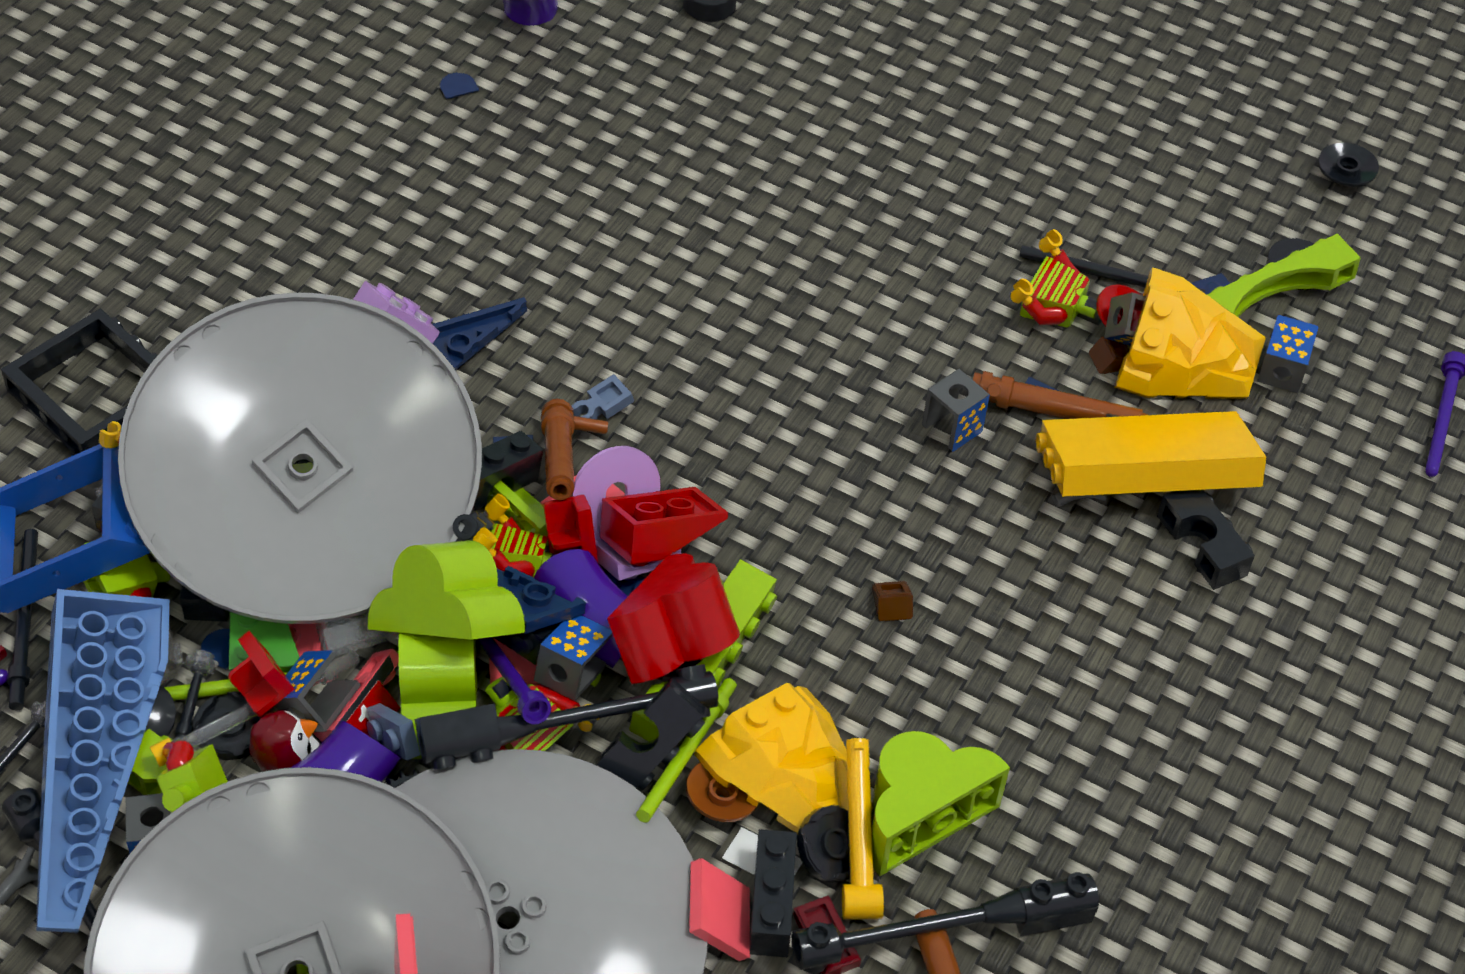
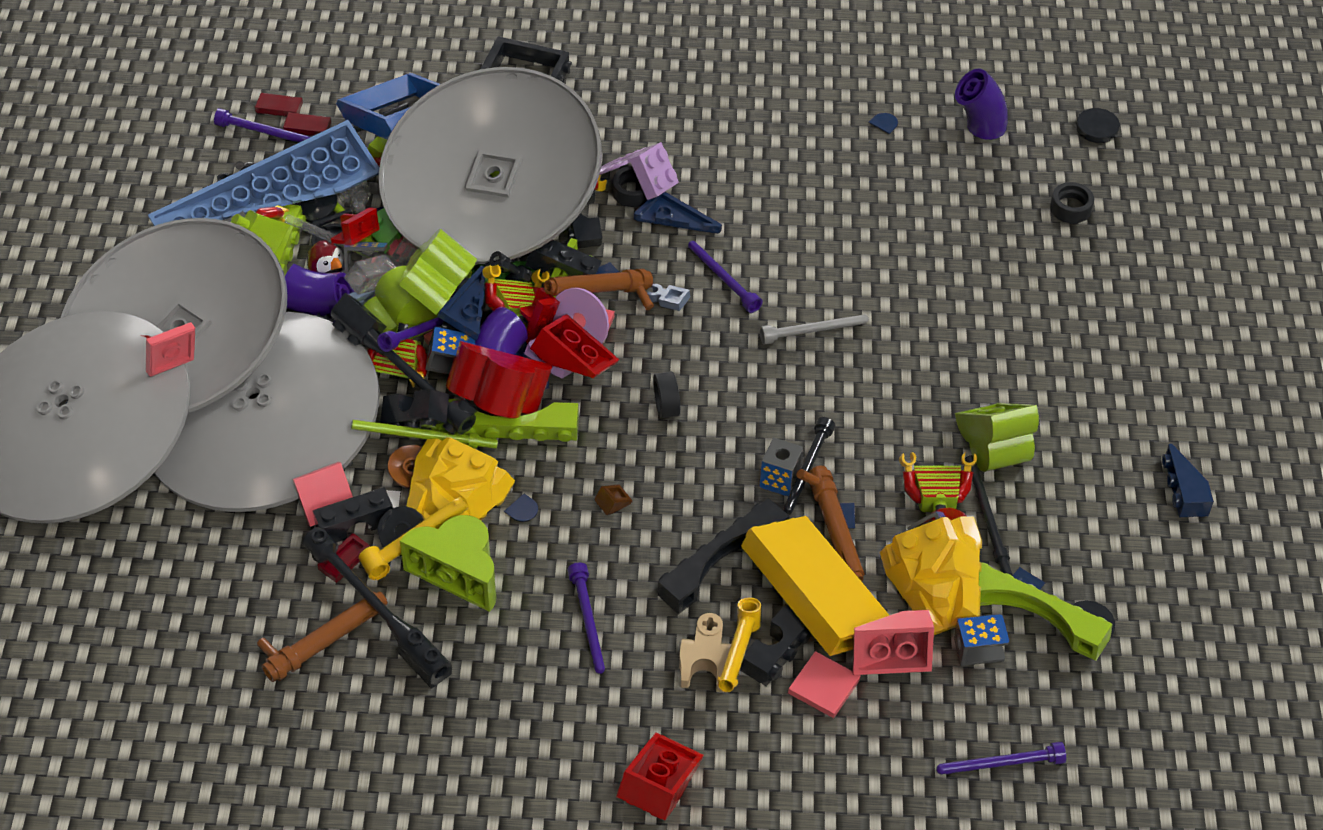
camera: 65 degrees right, 0 degrees up
(377, 685) = (366, 273): none -> clear brick
(663, 329) = (750, 301): none -> dark purple piece
(730, 334) = (769, 334): none -> light grey piece
(781, 452) = (666, 394): none -> black tyre
(853, 701) = (523, 509): none -> dark blue piece
(908, 352) = (823, 429): none -> black piece
(1002, 684) = (578, 575): none -> dark purple piece
(1017, 199) = (1000, 433): none -> lime brick
(1071, 580) = (682, 585): none -> black arch
(1156, 545) = (747, 622): none -> yellow piece
(1158, 100) = (1189, 487): none -> dark blue slope
(1185, 604) = (705, 651): none -> tan piece
(1274, 519) = (824, 684): none -> coral tile
(1277, 414) = (894, 644): none -> coral slope
(1345, 727) = (659, 776): none -> red slope
(1348, 164) = (1218, 613): black dish -> none

